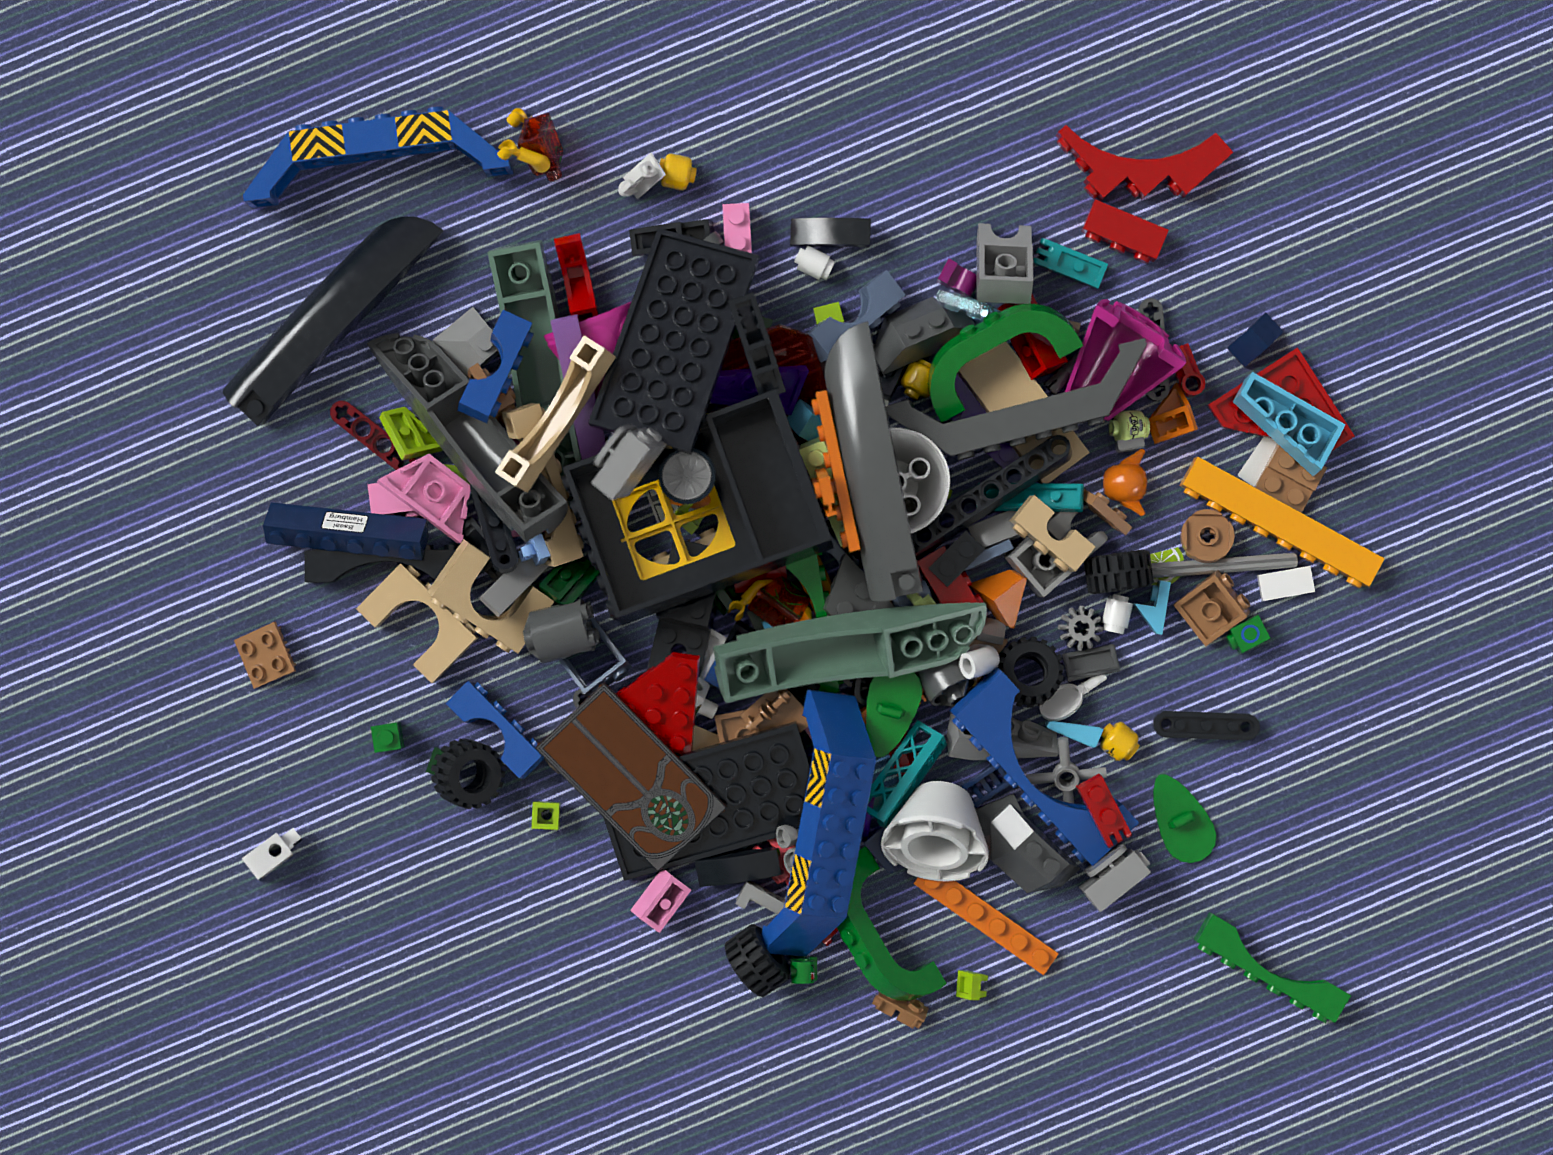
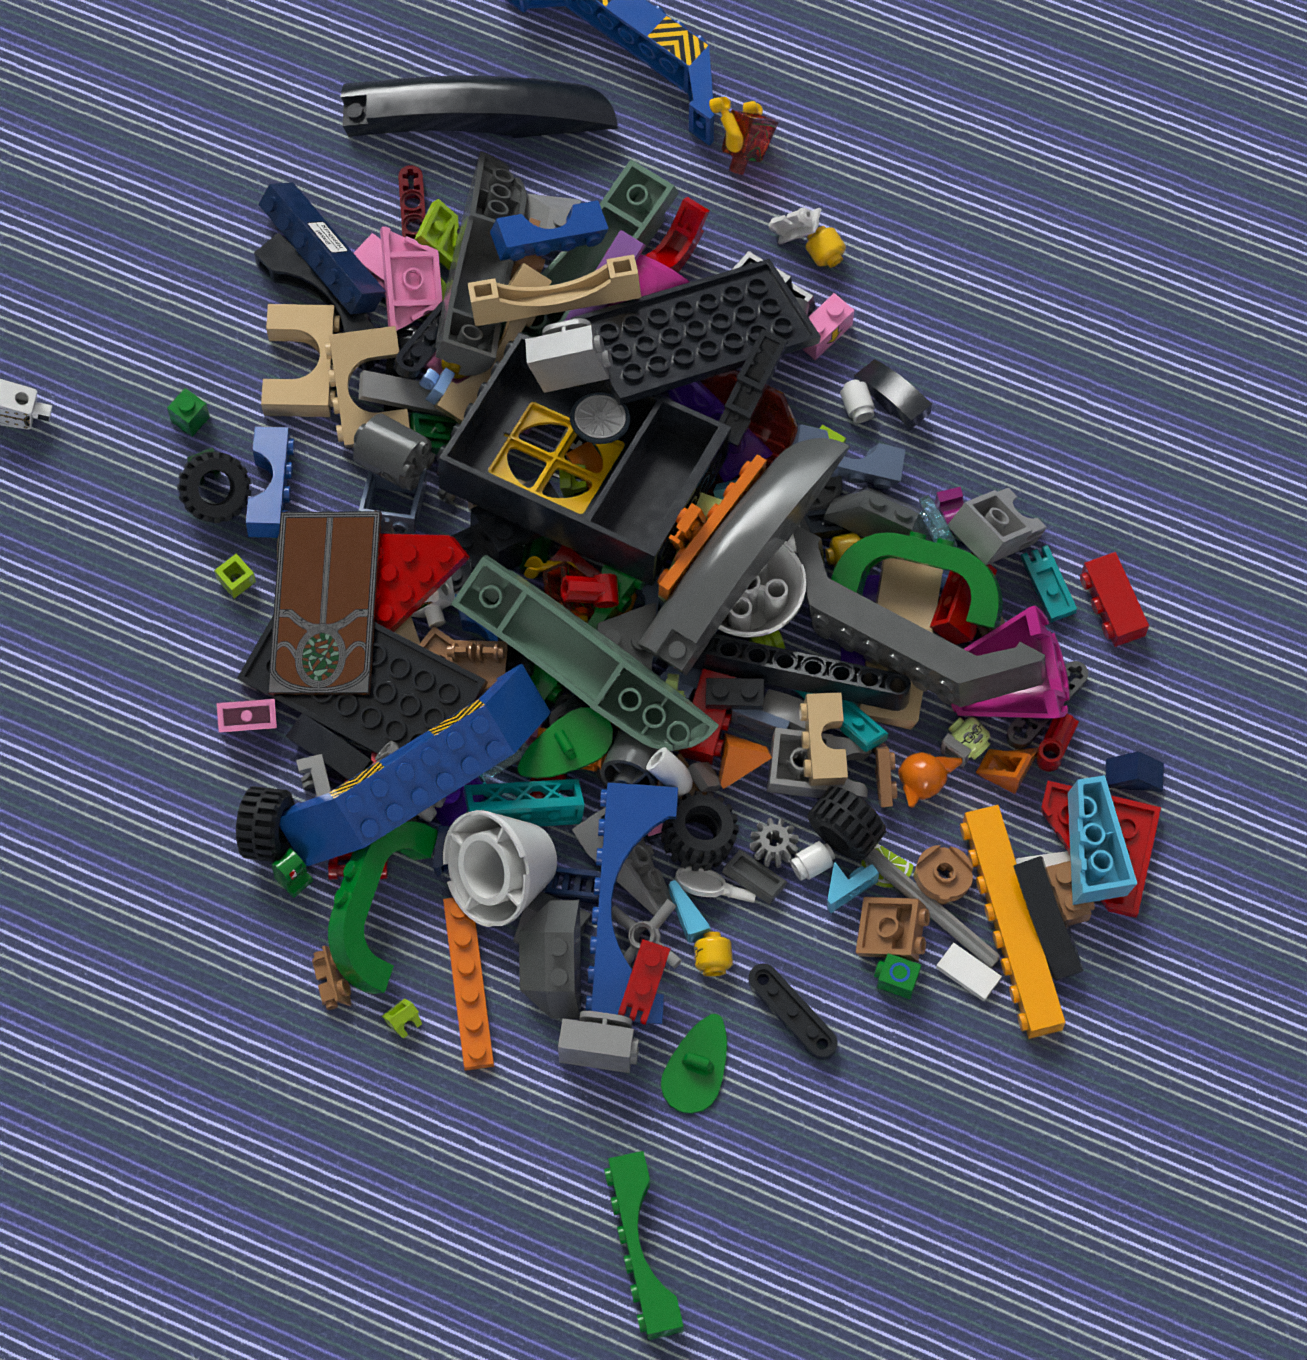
camera: 50 degrees right, 20 degrees down
(265, 655) = (172, 278): medium nougat hinge -> none
(804, 588) = (599, 590): none -> red piece
(1143, 175) = (1203, 600): red arch -> none
(1307, 501) = (1048, 918): none -> black slope

